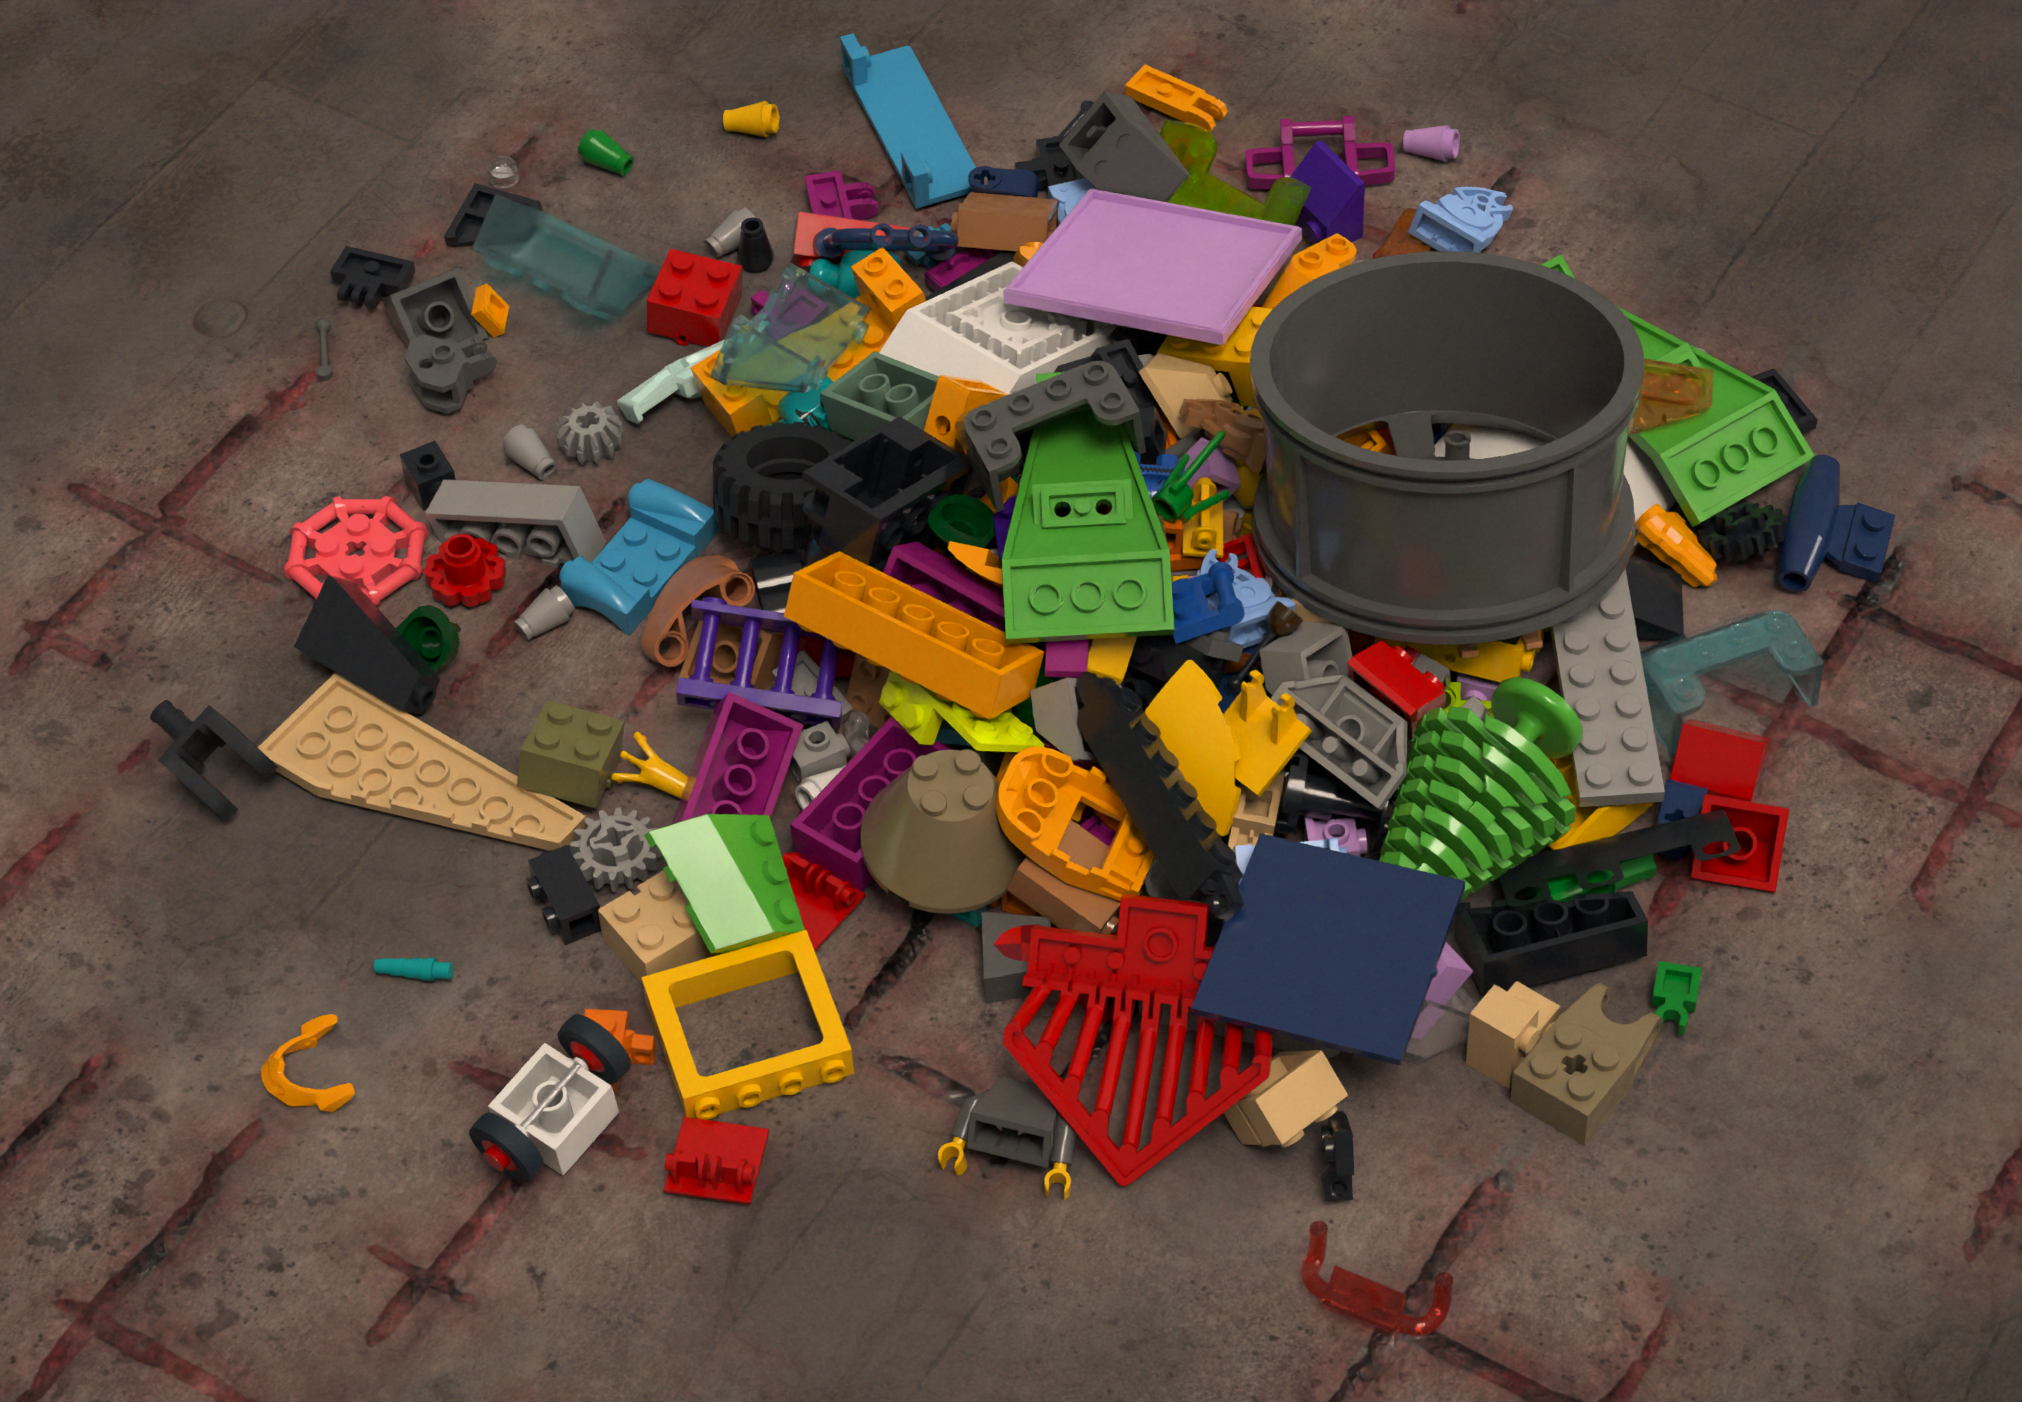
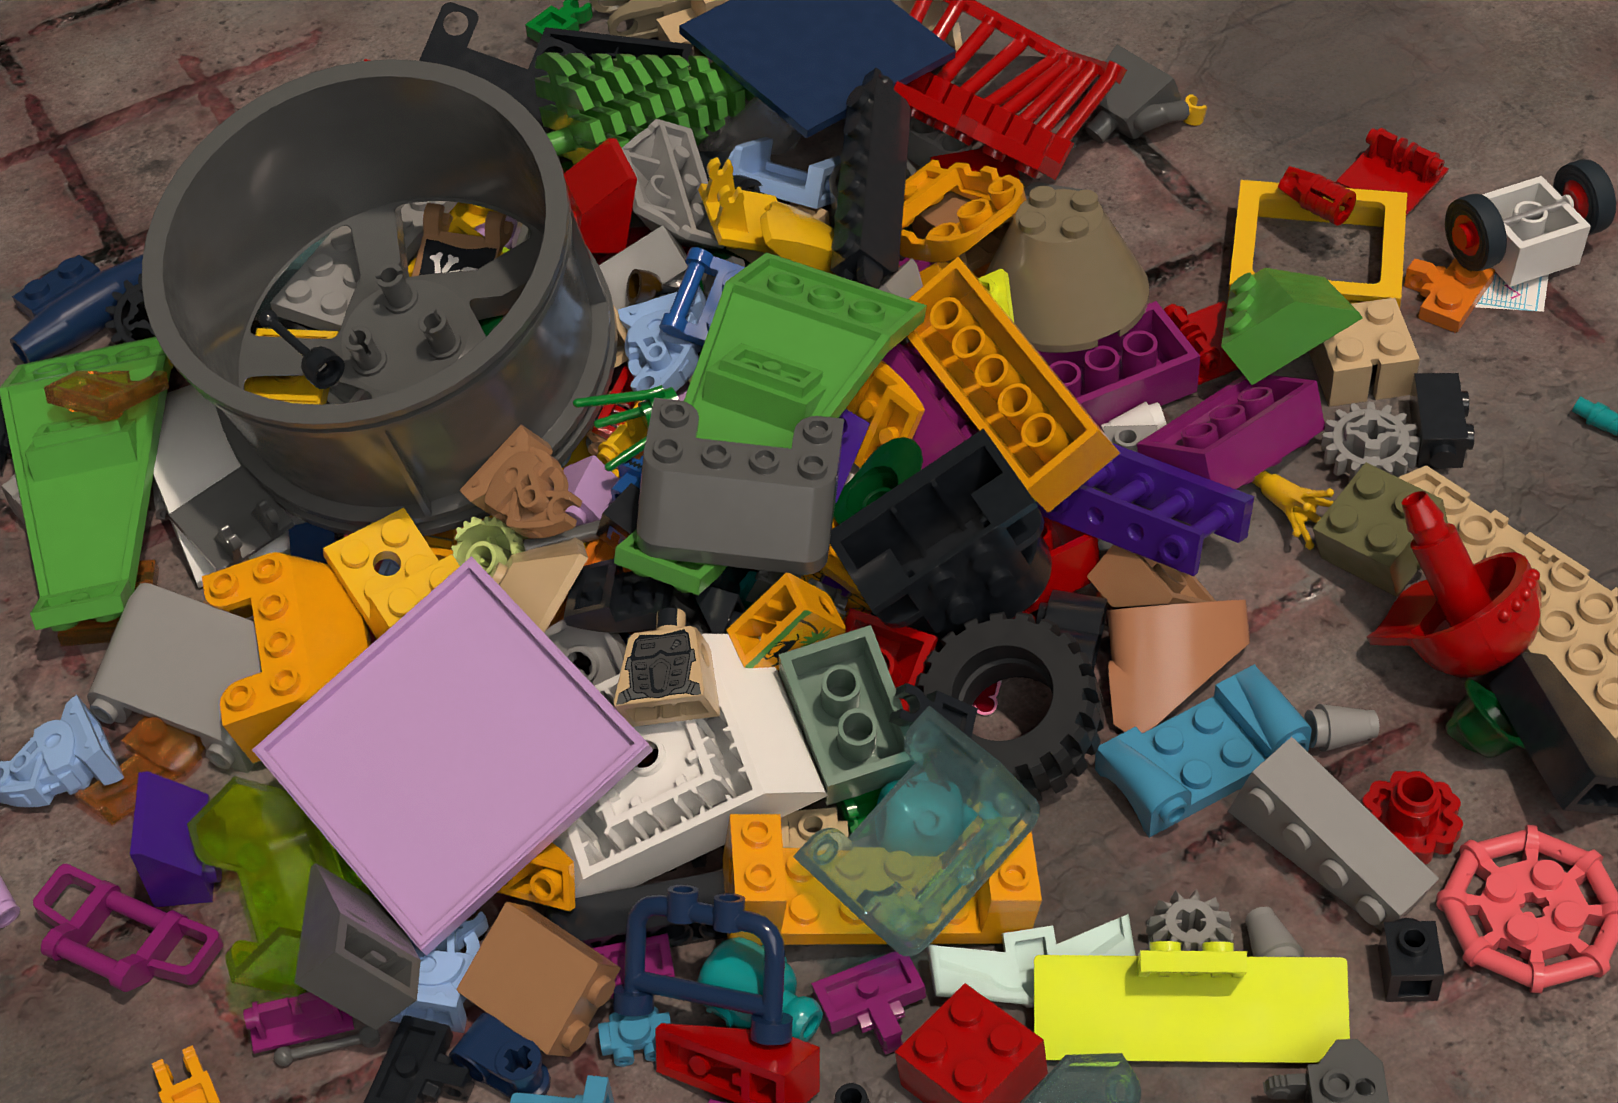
camera: 150 degrees left, 0 degrees up
(476, 683) = (1464, 613): none -> red piece
(564, 381) = (1191, 1005): none -> neon yellow bracket
(762, 1036) = (1309, 191): none -> red hinge
(819, 410) = (955, 711): none -> black plate
(1019, 332) = (667, 674): none -> torso
(1384, 273) = (312, 359): none -> black hinge

